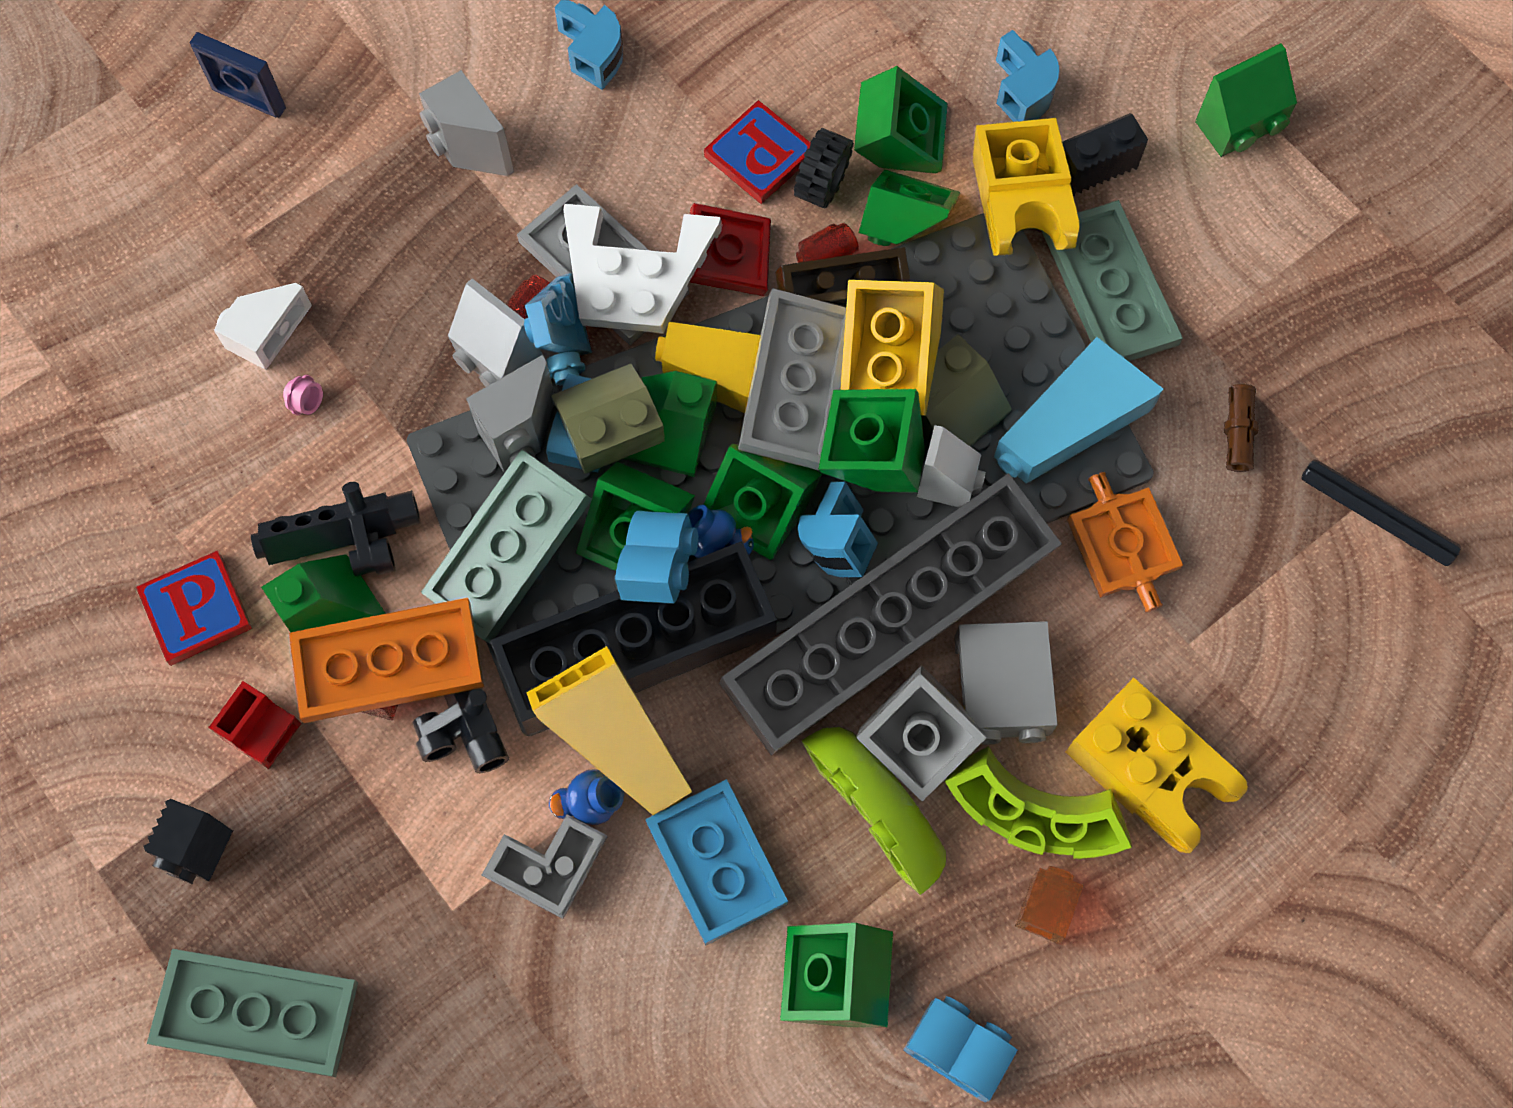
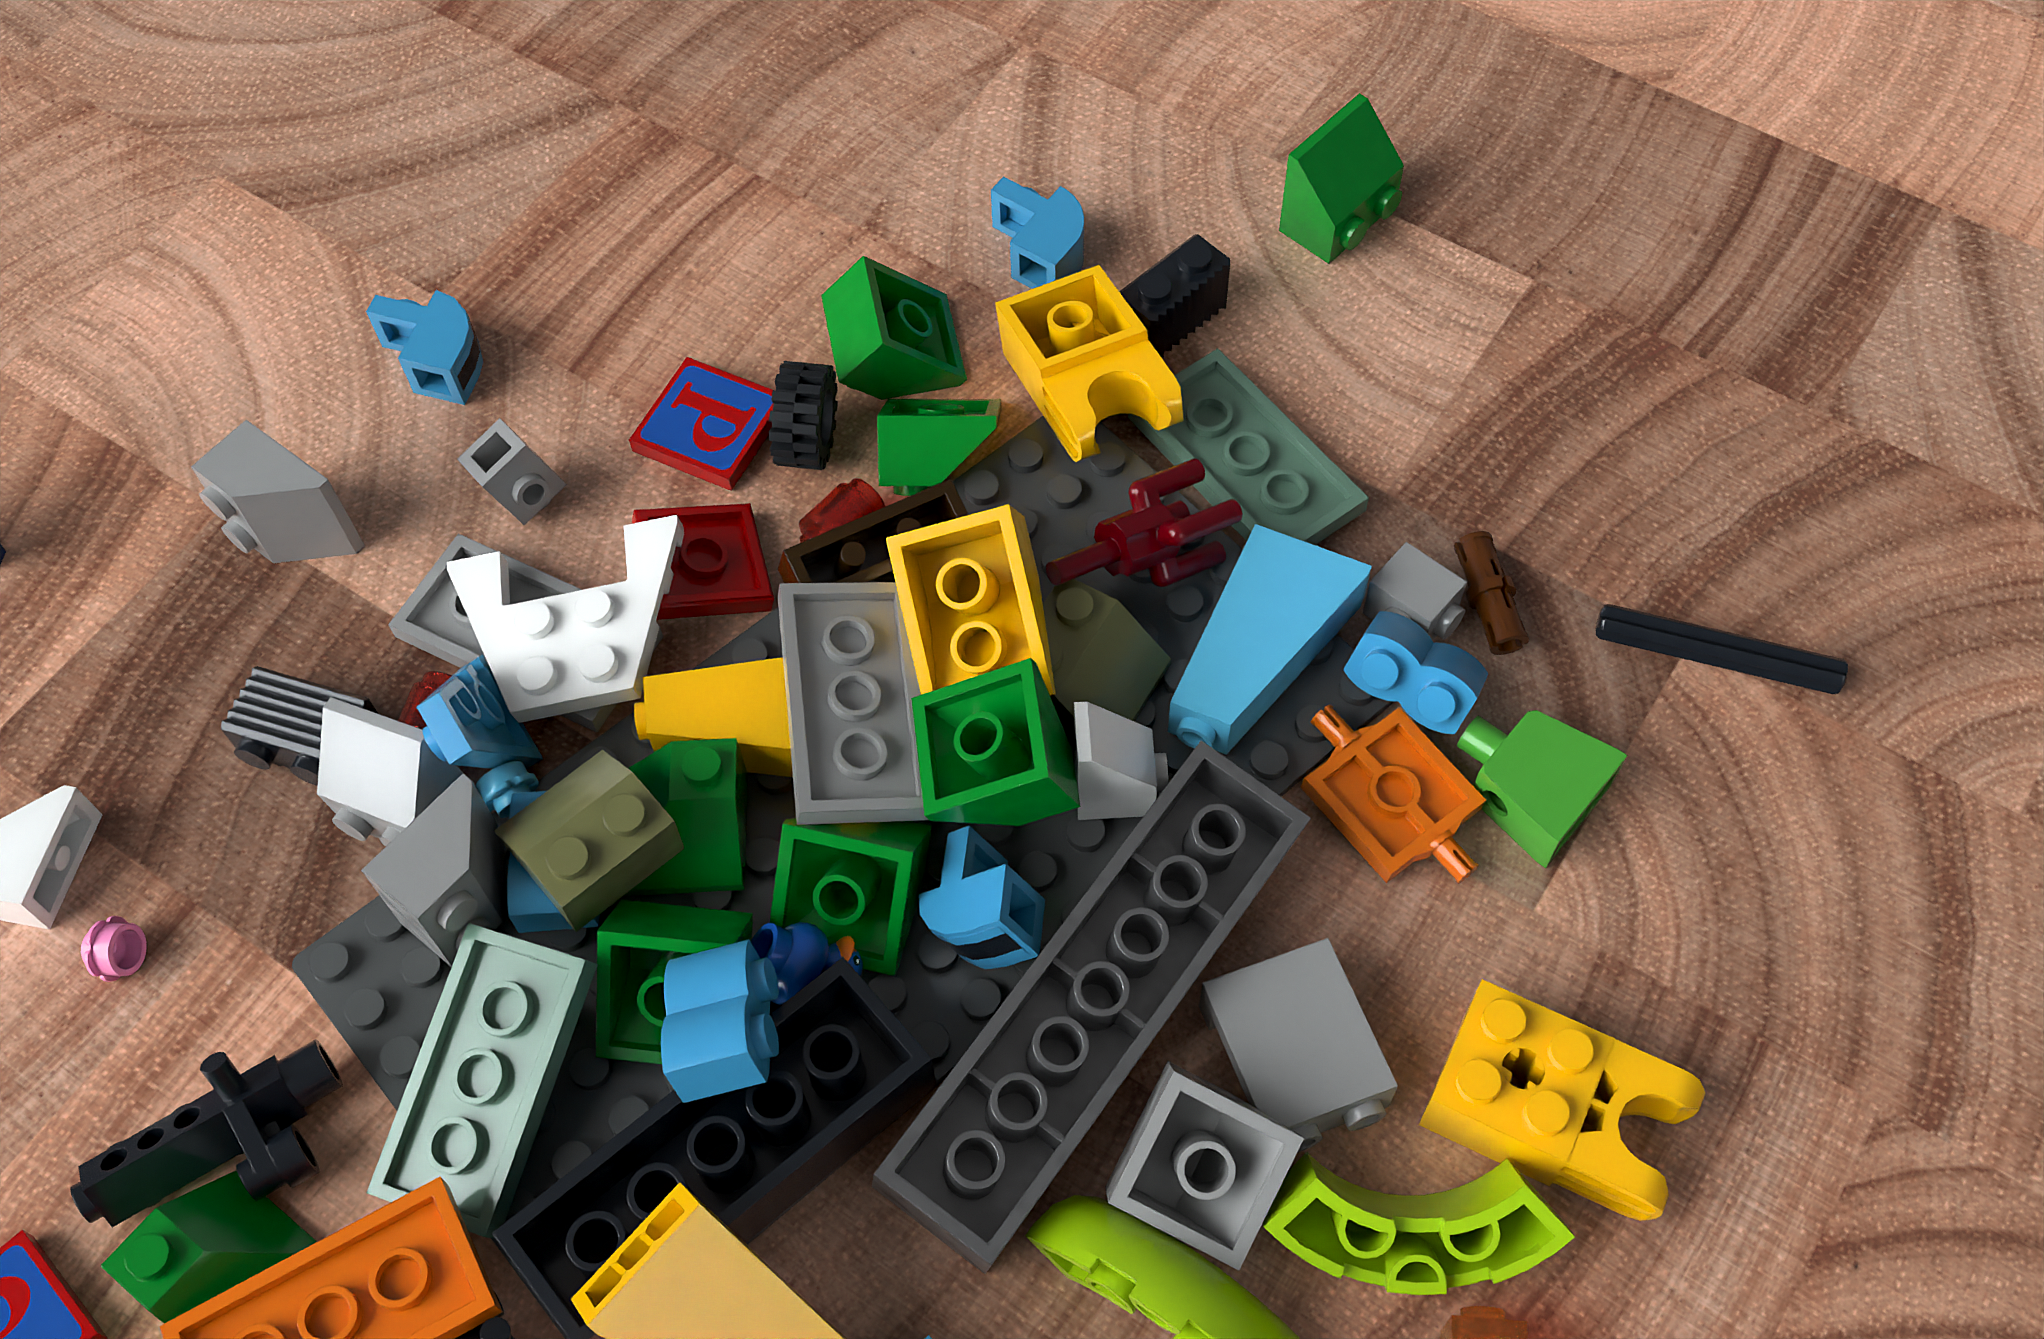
camera: 15 degrees left, 10 degrees down
(438, 281) = (282, 721): none -> black brick
(621, 151) = (511, 472): none -> light grey brick
(1027, 323) = (1153, 533): none -> dark red plant
(1164, 463) = (1427, 678): none -> dark azure brick
(1188, 417) = (1419, 590): none -> light grey brick
(1224, 562) = (1540, 779): none -> bright green torso

